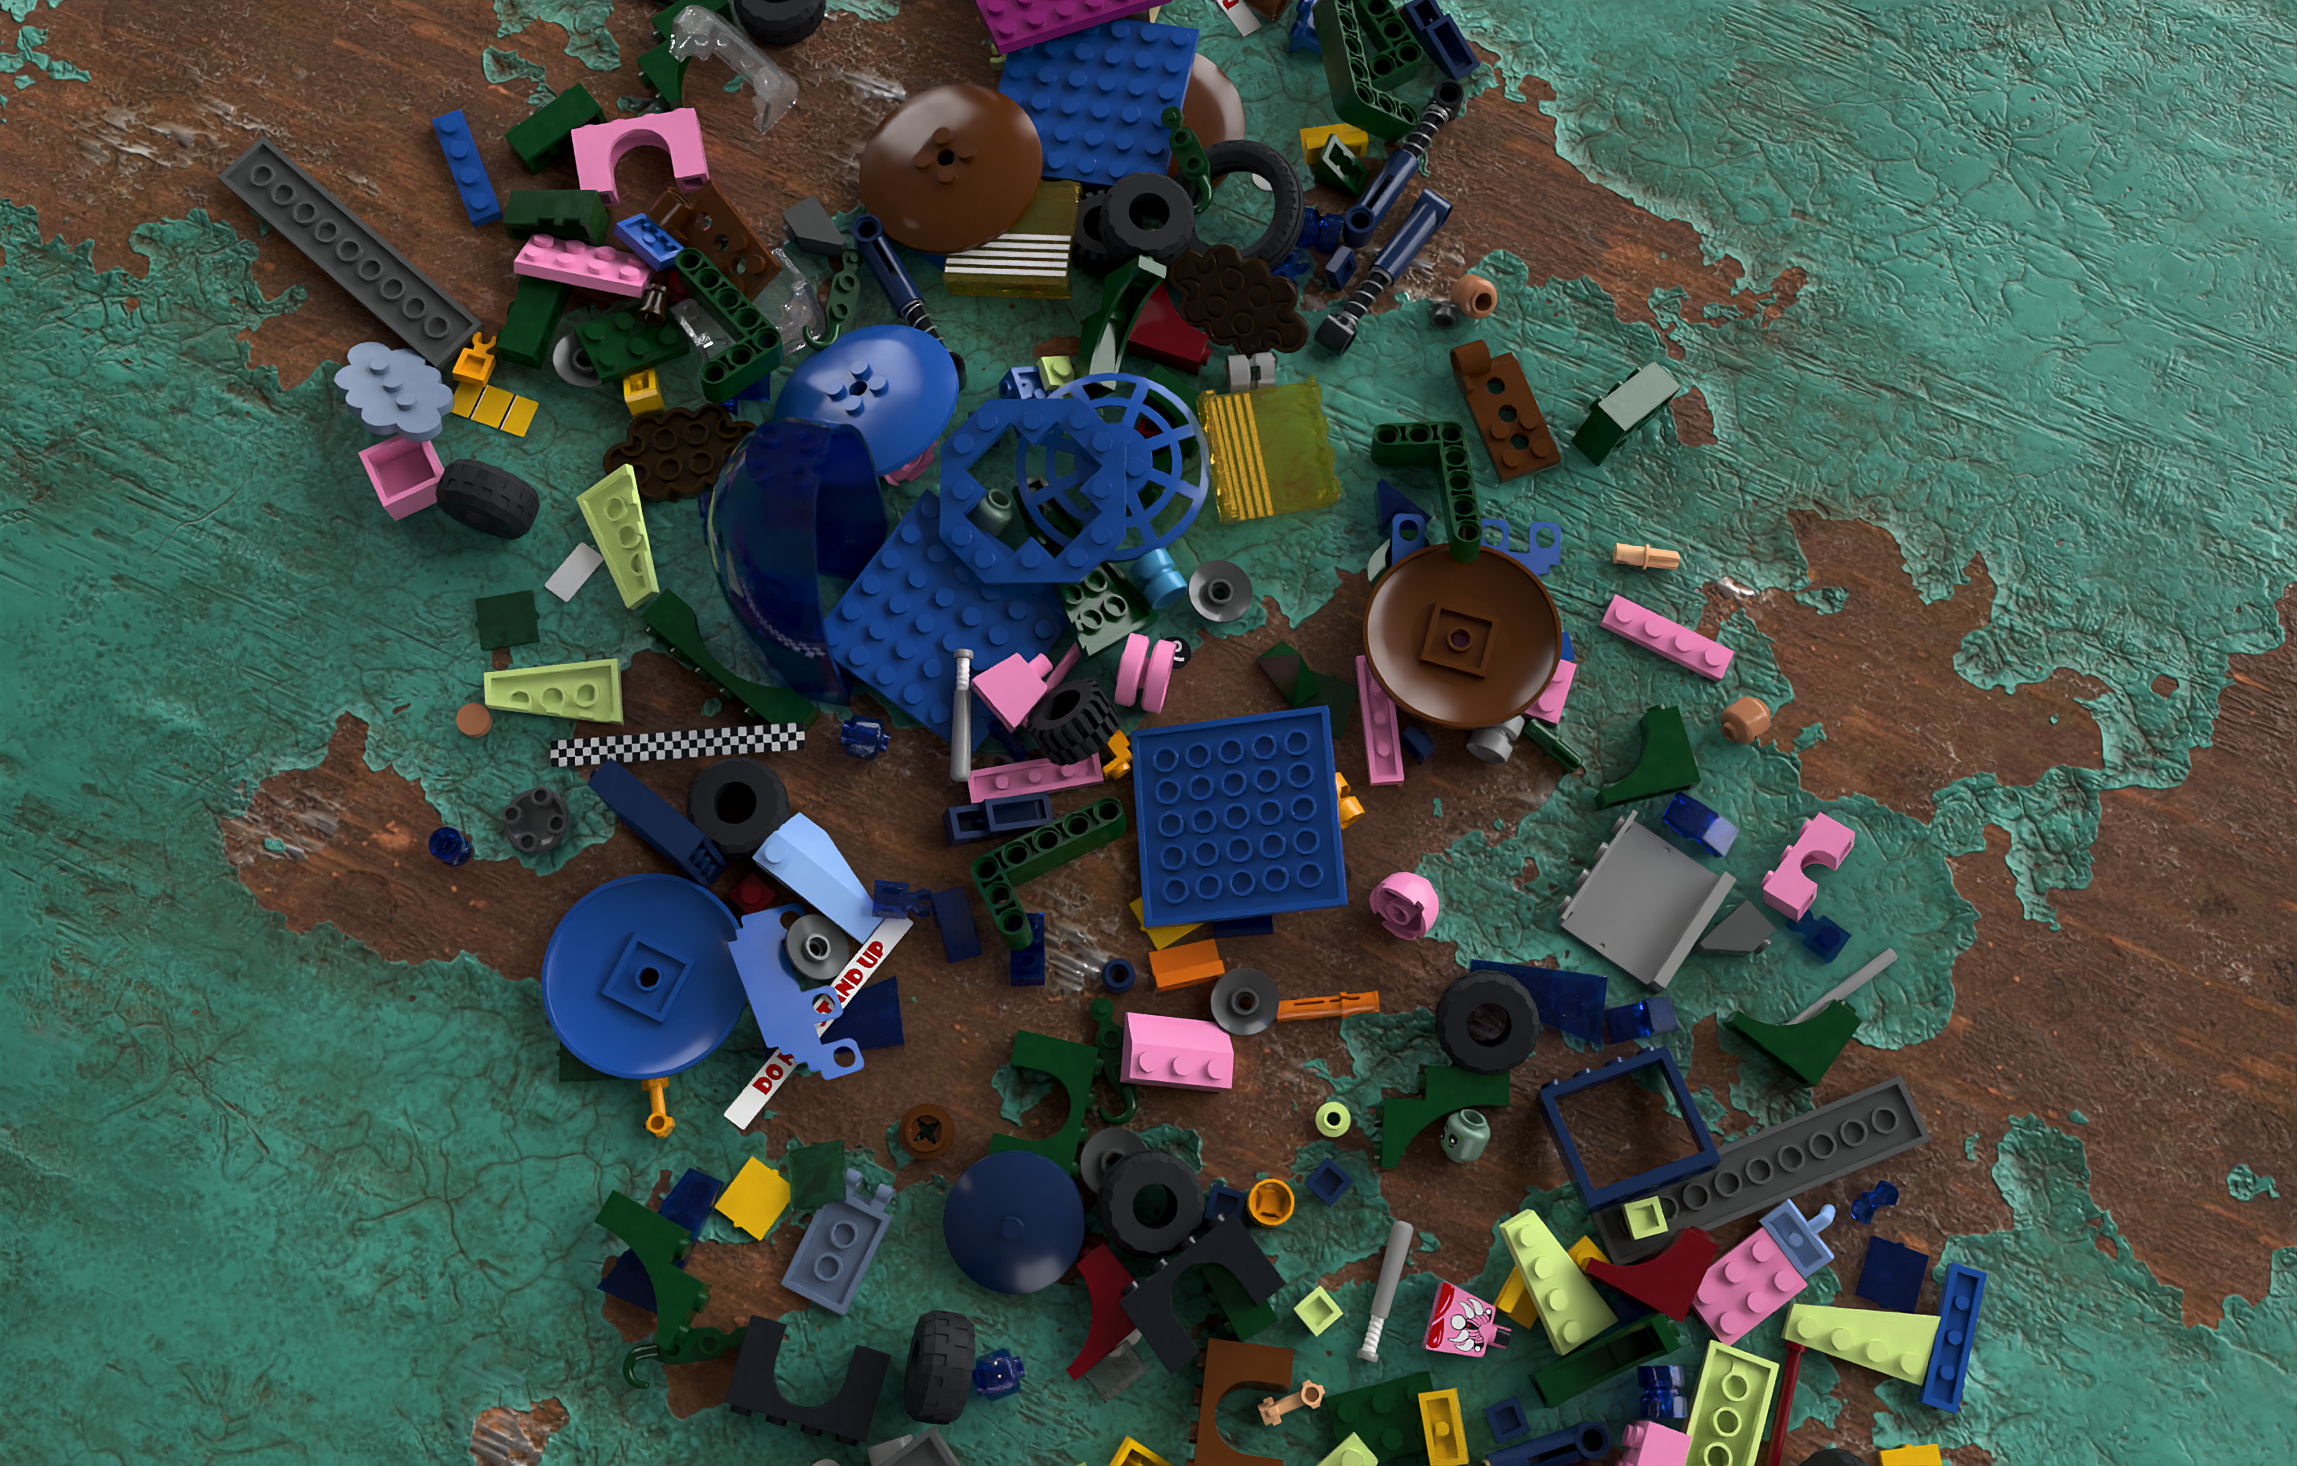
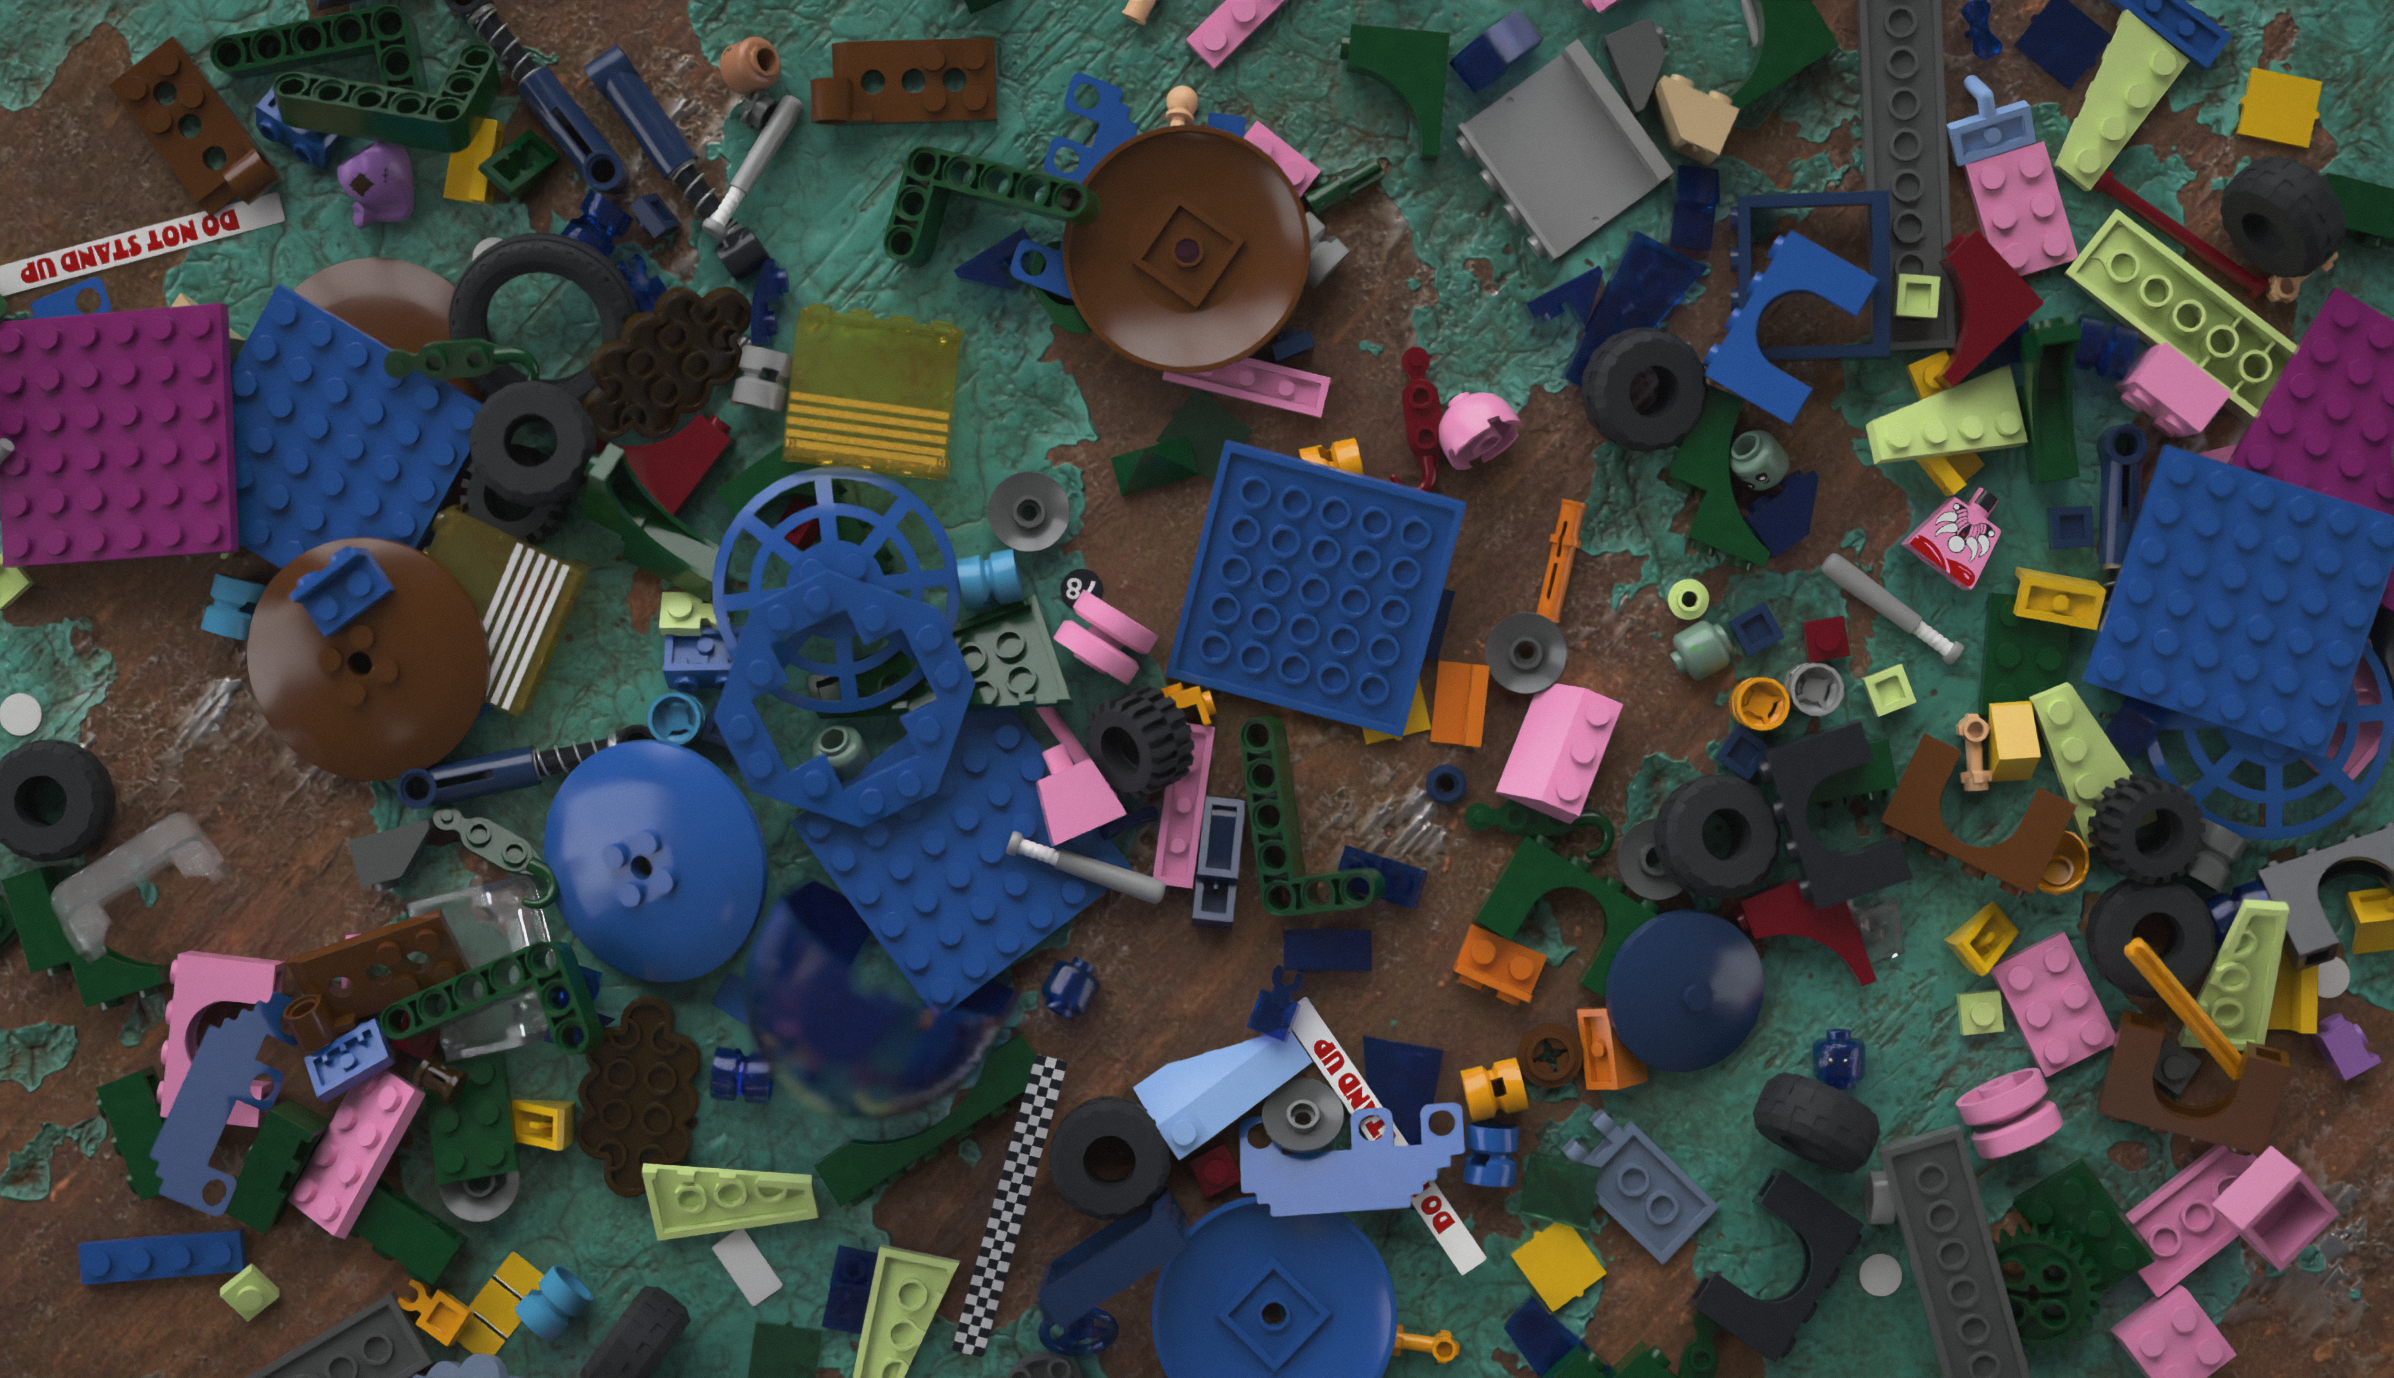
camera: 65 degrees left, 15 degrees up
(456, 231) = (249, 1292): none -> yellowish green plate
(502, 436) = (559, 1296): none -> dark azure wheel
(582, 647) = (849, 1290): none -> clear blue slope
(593, 145) = (206, 1098): none -> blue piece
(600, 826) = (1080, 1330): none -> clear blue piece
(830, 1108) = (1491, 1154): none -> blue wheel
(878, 1082) = (1480, 1094): none -> light orange wheel
(937, 1177) = (1605, 1058): none -> orange panel
(948, 69) = (232, 607): none -> dark azure wheel
(976, 386) = (677, 718): none -> dark azure wheel
(987, 1066) = (1498, 964): none -> orange bracket
(996, 125) = (342, 589): none -> blue bracket
(1295, 81) = (379, 182): none -> medium lavender piece
(1295, 1143) = (1701, 650): none -> sand green head
(1297, 1244) = (1813, 689): none -> light grey wheel
(1311, 1430) = (2012, 741): none -> yellow slope
(1314, 359) = (768, 291): none -> clear blue slope
(1340, 1244) = (1825, 639): none -> dark red plate
(1404, 858) = (1421, 417): none -> dark red piece
(1413, 324) = (760, 155): none -> light grey piece
(1427, 1174) = (1786, 516): none -> clear blue slope
(1542, 947) = (1577, 293): none -> clear blue slope
(1567, 607) = (1181, 106): none -> light nougat bar
(1628, 1103) = (1794, 269): none -> blue arch
(1713, 991) = (1692, 120): none -> tan slope

